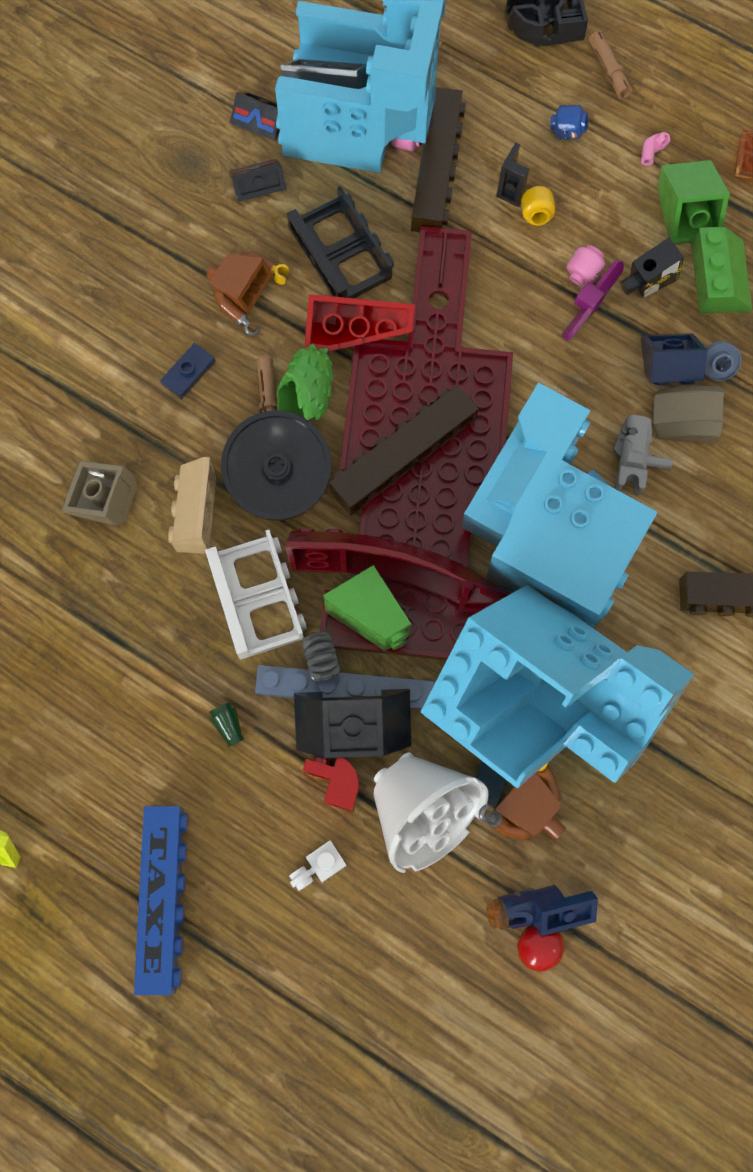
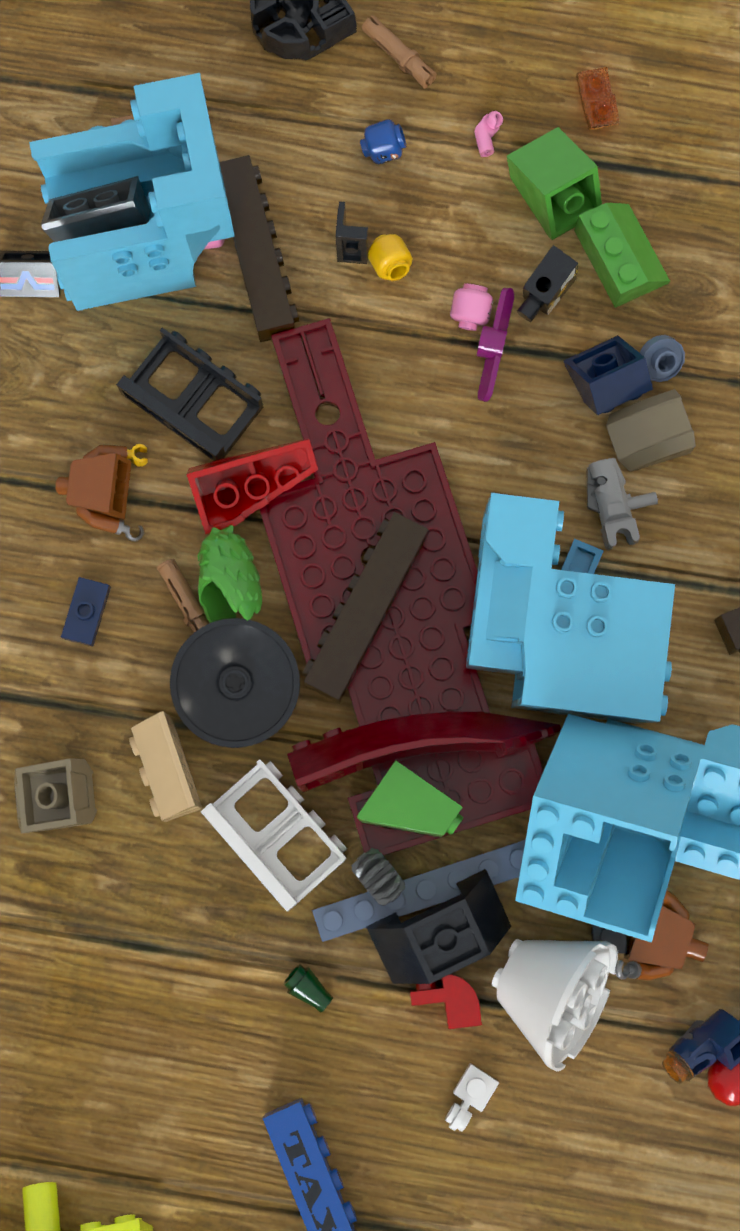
camera: 20 degrees left, 5 degrees up
(257, 180) = (62, 353): black panel -> none

